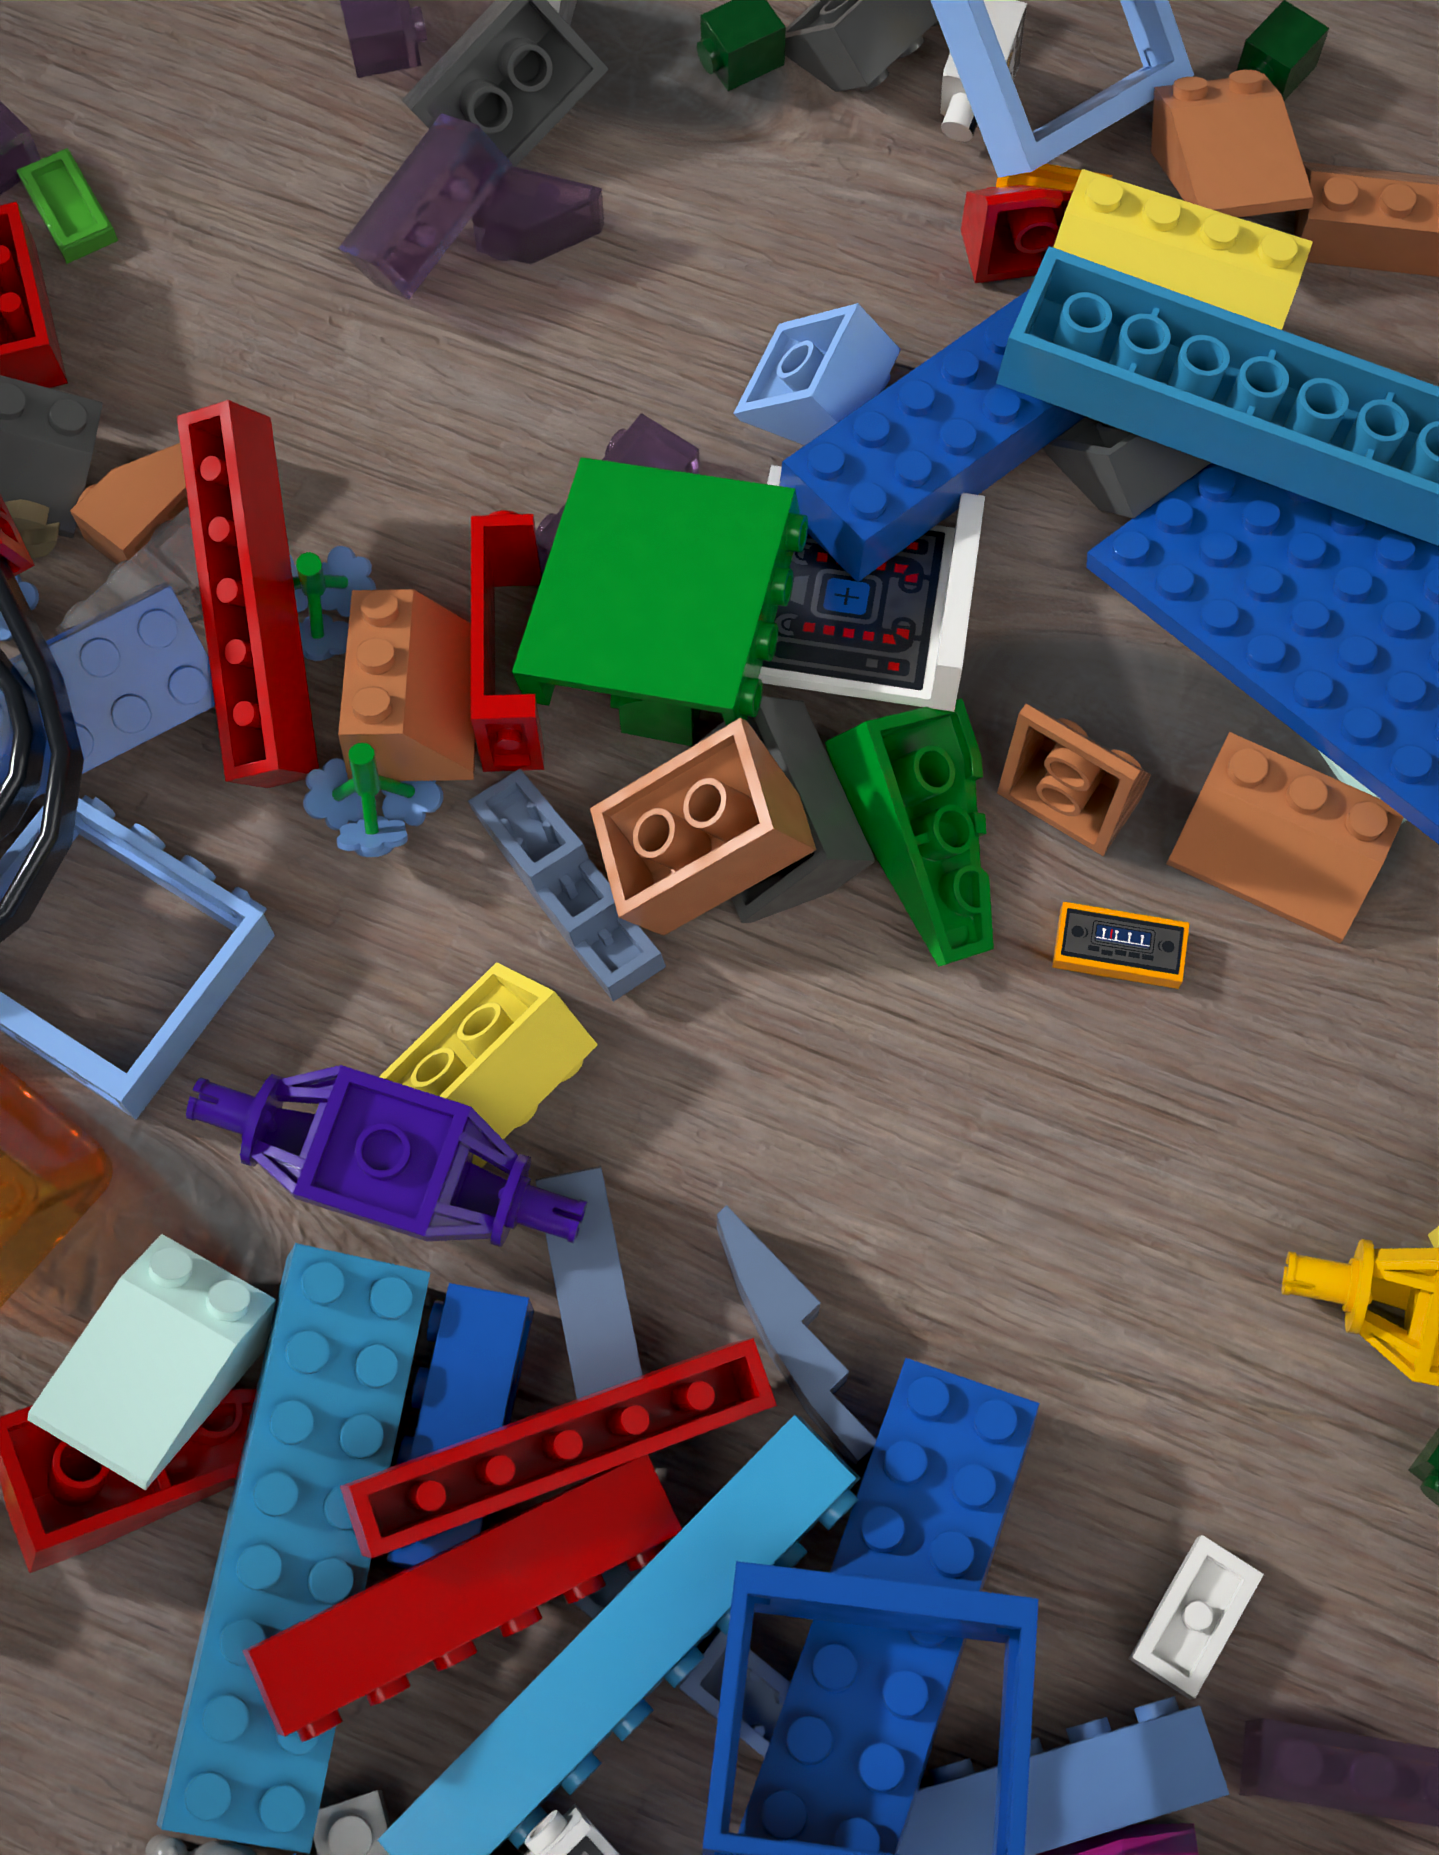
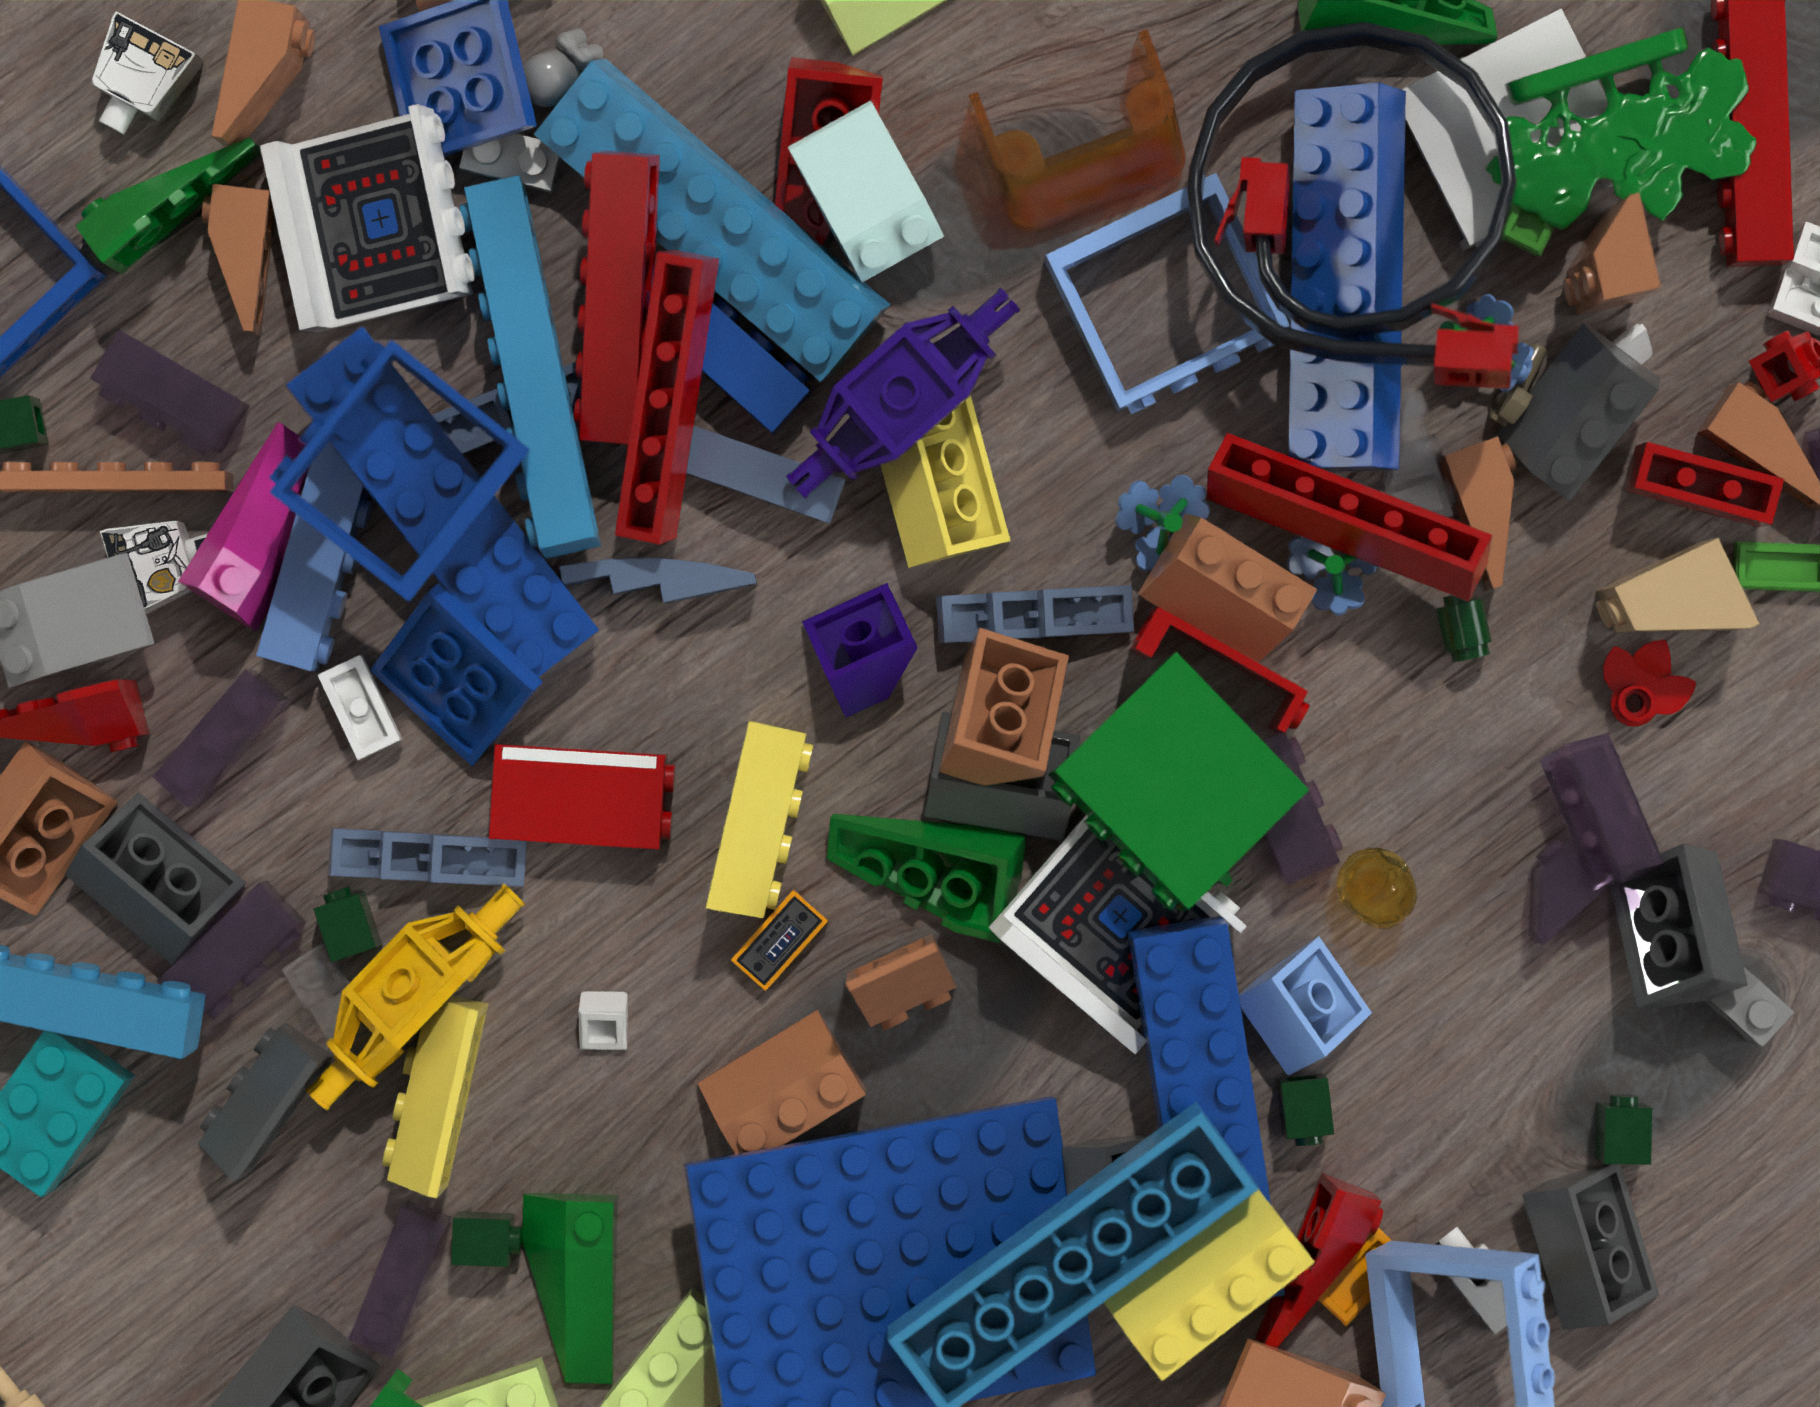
camera: 125 degrees right, 20 degrees up
(143, 255) = (1679, 593): none -> tan slope
(263, 260) = (1649, 679): none -> red plate
(311, 444) = (1464, 628): none -> dark green brick
(644, 368) = (1377, 887): none -> clear yellow hair
(724, 1044) = (862, 648): none -> dark purple slope
(922, 318) = (1305, 1108): none -> dark green brick
(1006, 1041) = (757, 820): none -> light yellow slope
(1078, 1504) = (455, 675): none -> blue plate
(1121, 1265) = (580, 796): none -> red panel
(1318, 1415) = (426, 857): none -> sand blue slope
(1350, 1087) = (603, 1020): none -> white slope

